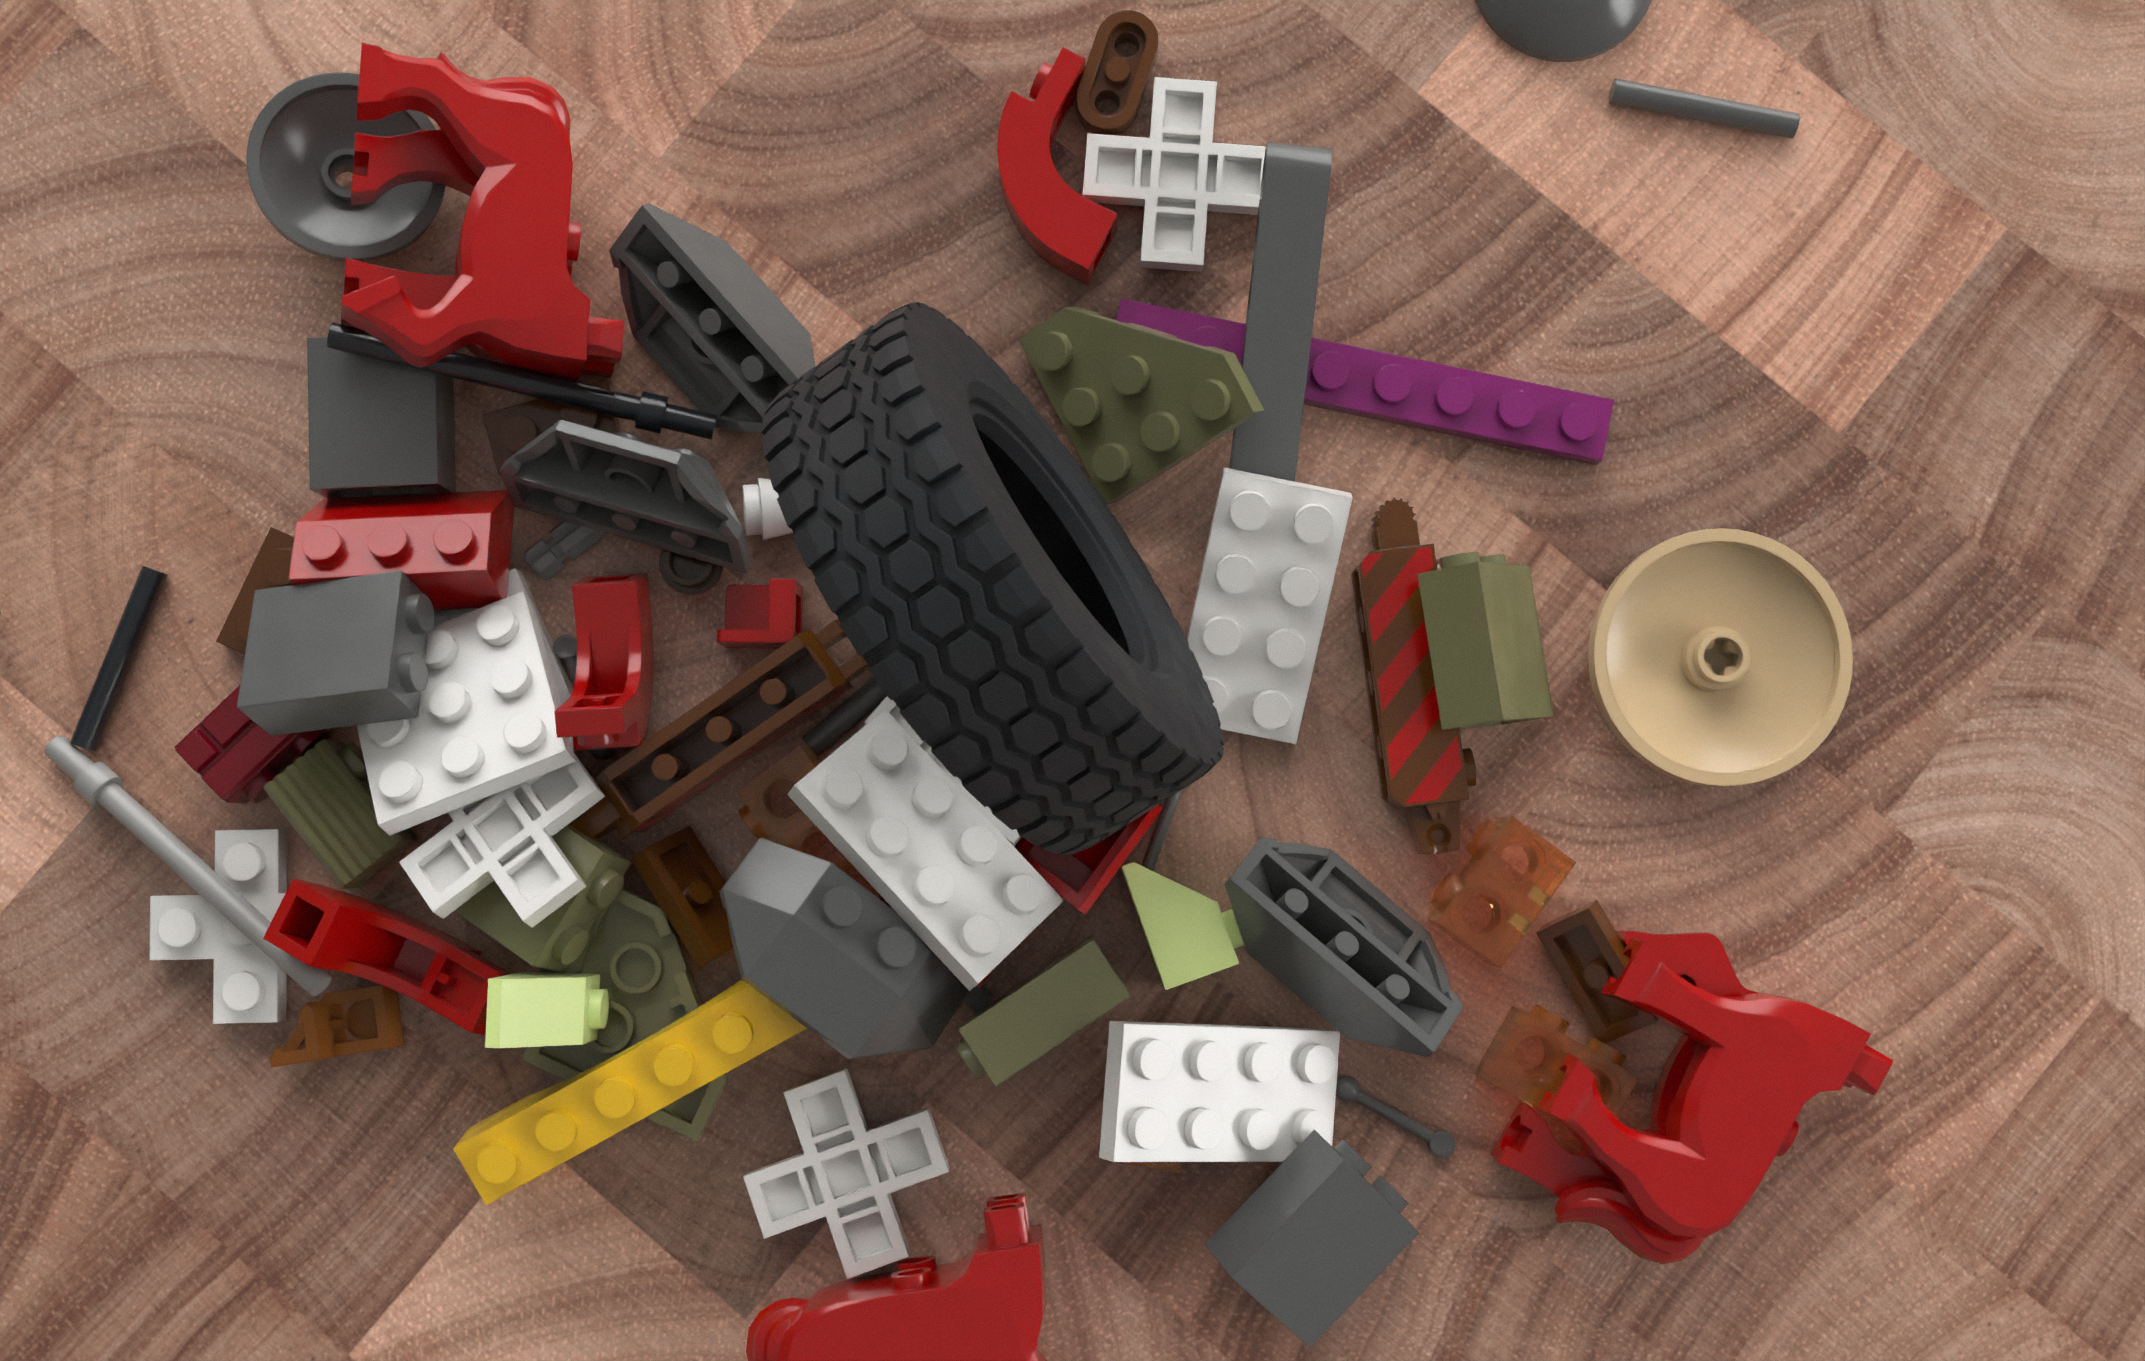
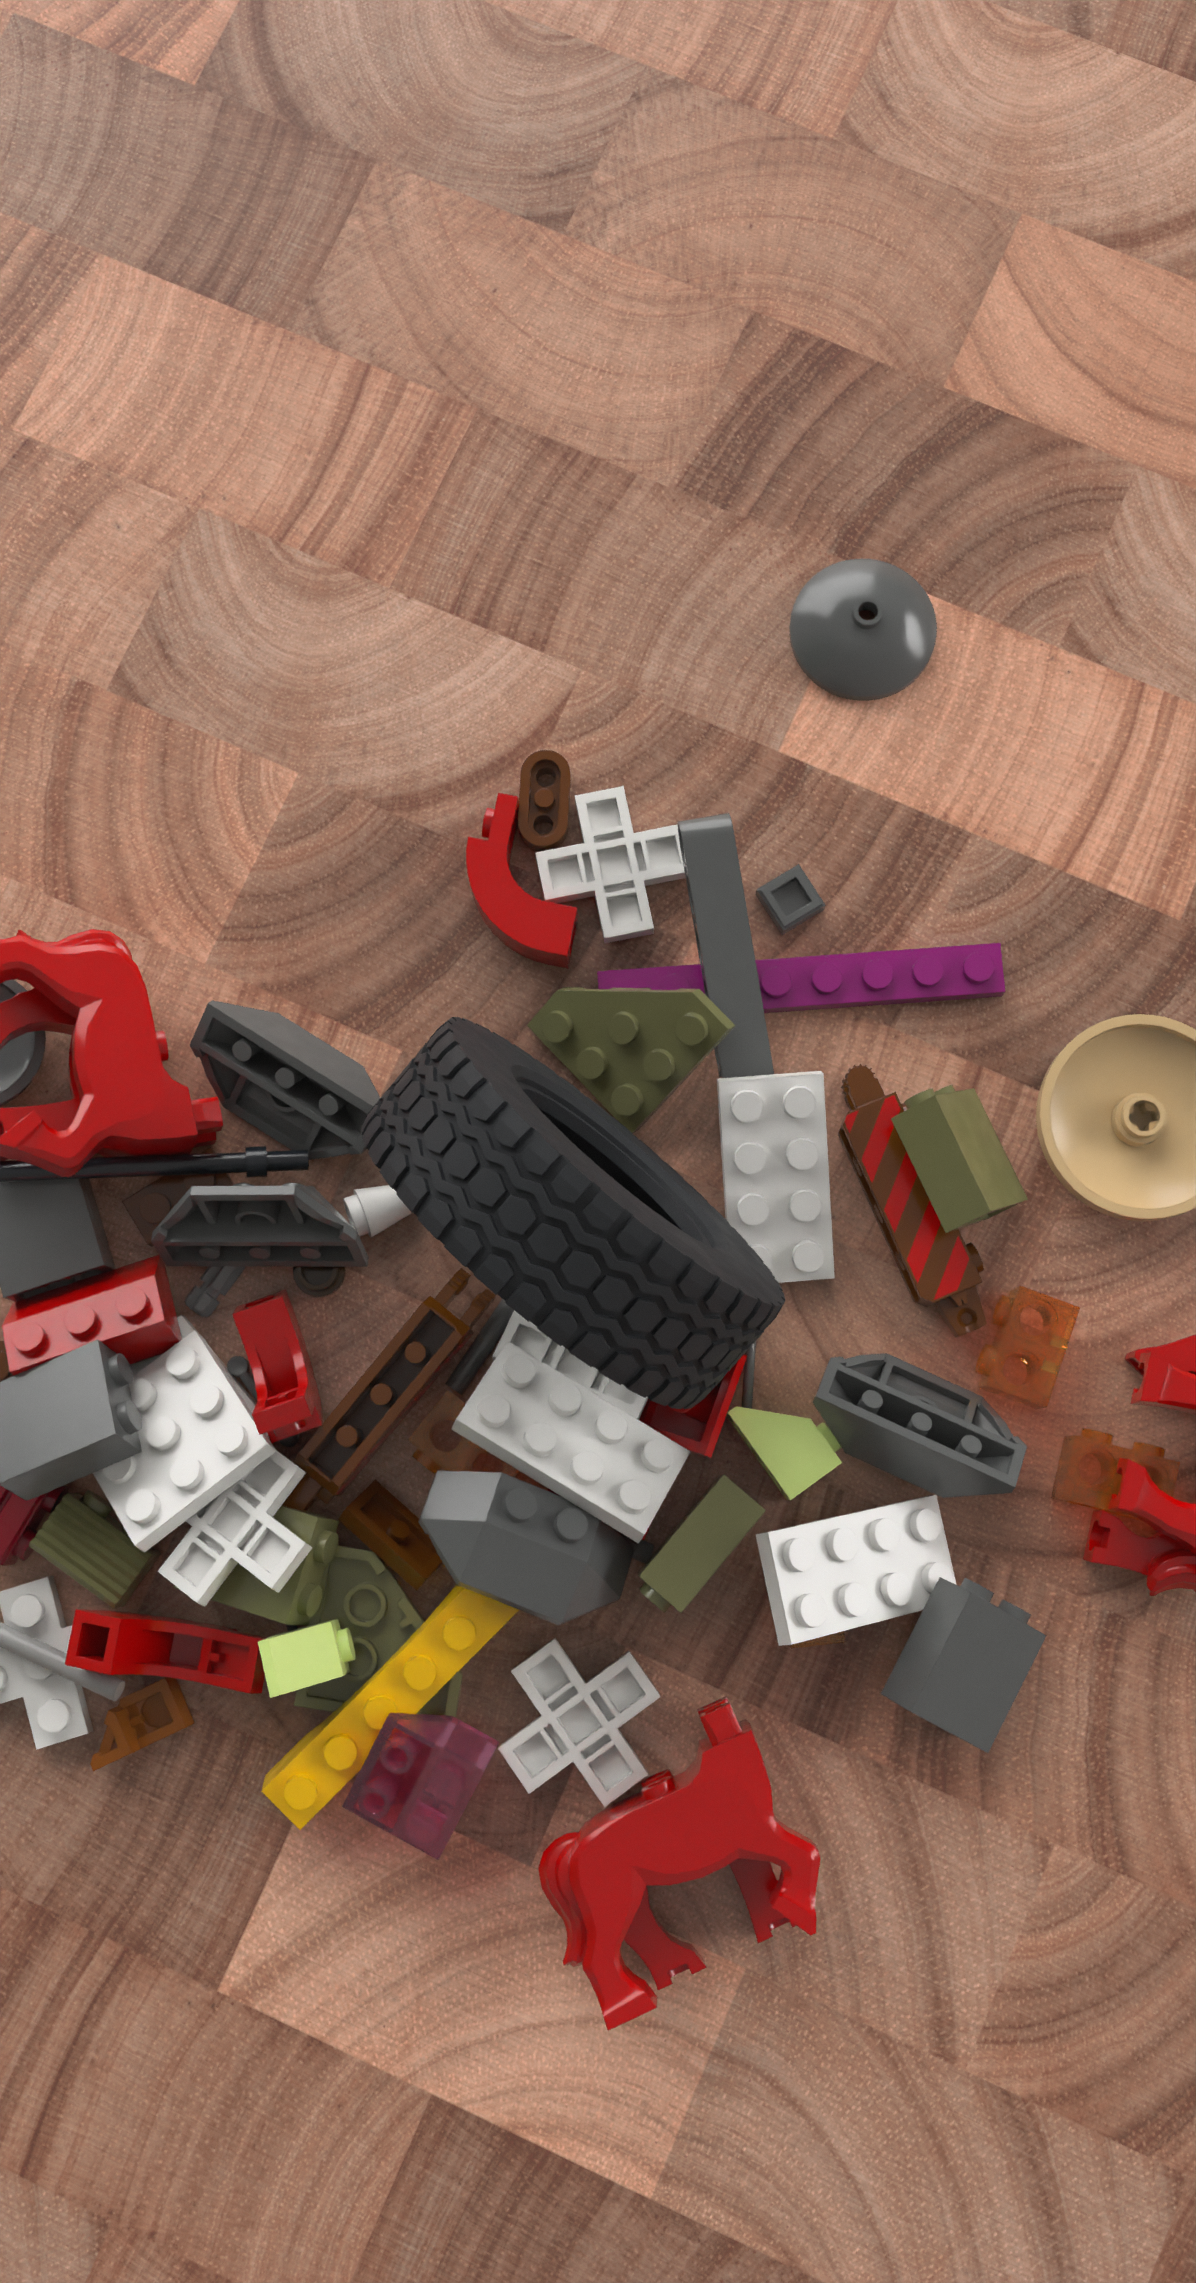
camera: 15 degrees left, 5 degrees down
(642, 1185) = (420, 1778): none -> clear pink slope
(762, 614) = (386, 1296): red panel -> none
(1377, 276) = (790, 899): none -> dark grey tile
(1439, 1141) = (1040, 1560): dark grey hinge -> none
(1586, 955) = (1109, 1379): reddish brown plate -> none
(1704, 108) = (1001, 703): dark grey bar -> none

